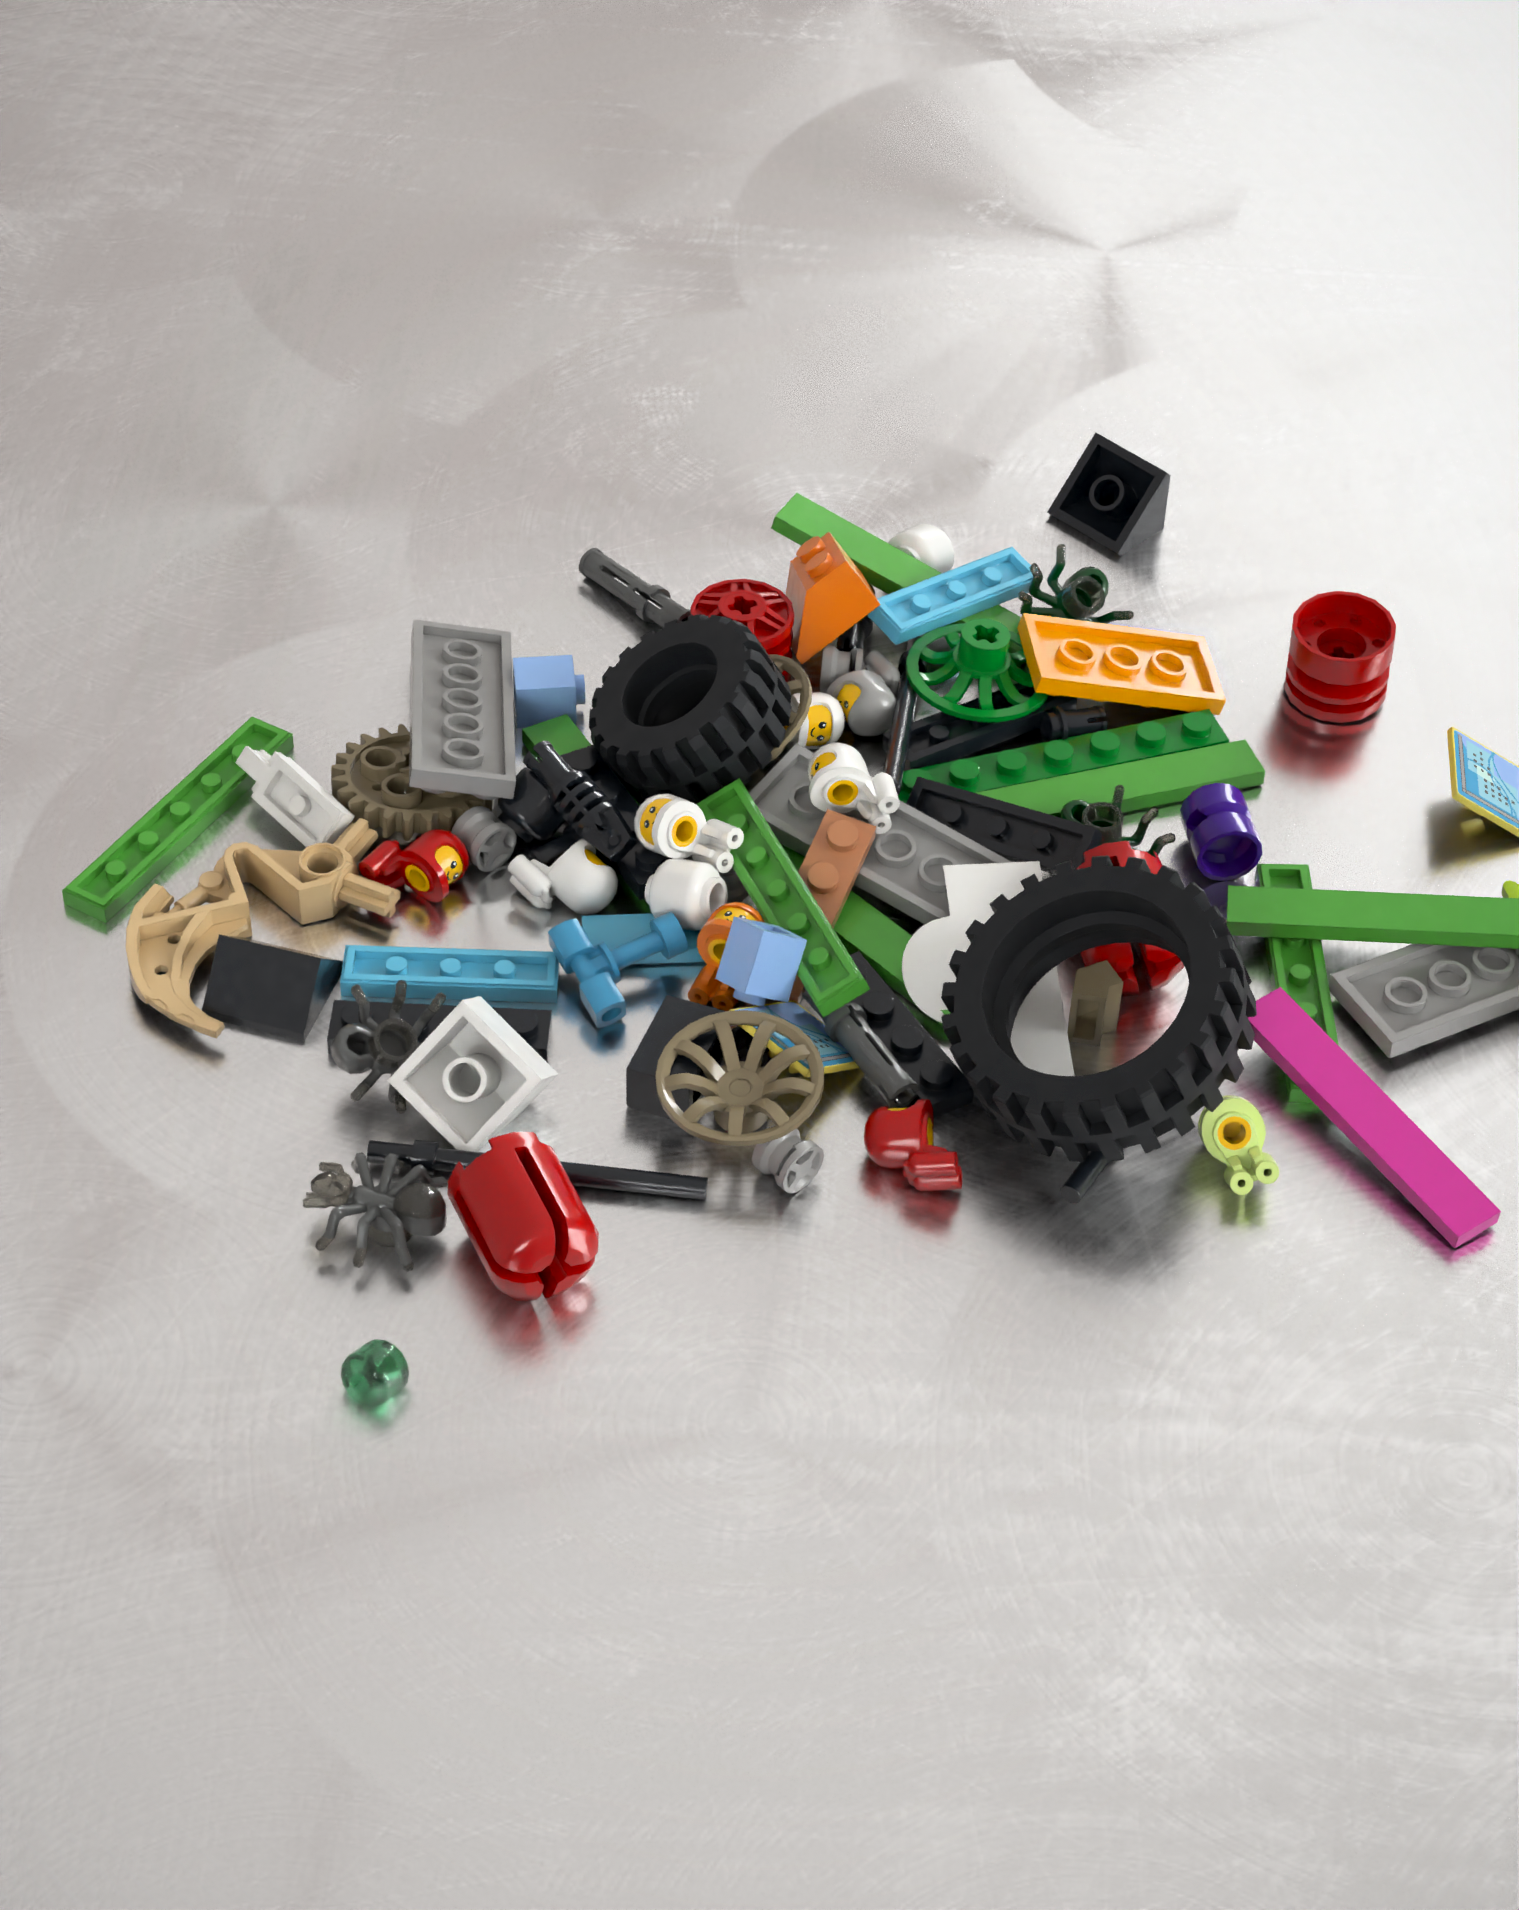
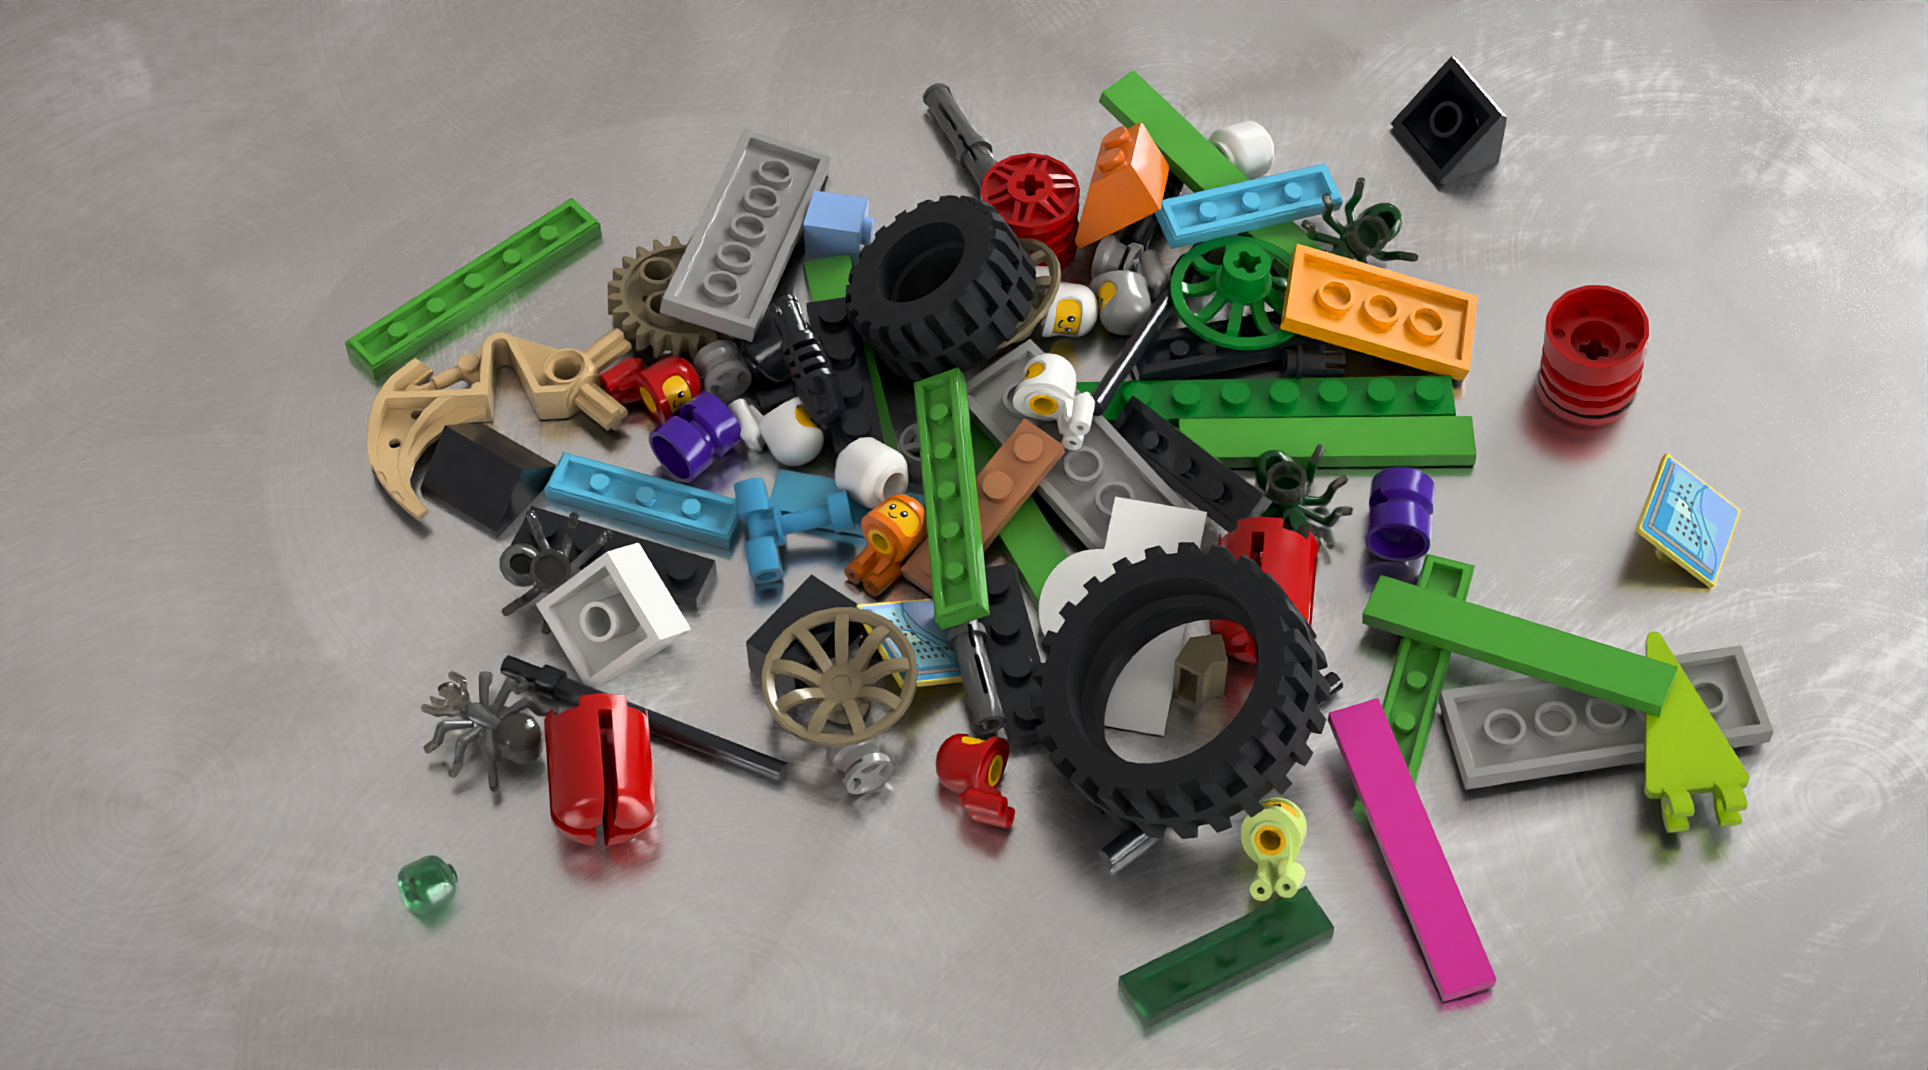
camera: 20 degrees right, 10 degrees up
(294, 797) = (571, 293): white hinge -> none
(484, 901) = (688, 441): none -> dark purple wheel
(680, 830) = (879, 411): white piece -> none
(760, 961) = (903, 562): light blue brick -> none
(1227, 1256) = (1225, 957): none -> clear green tile

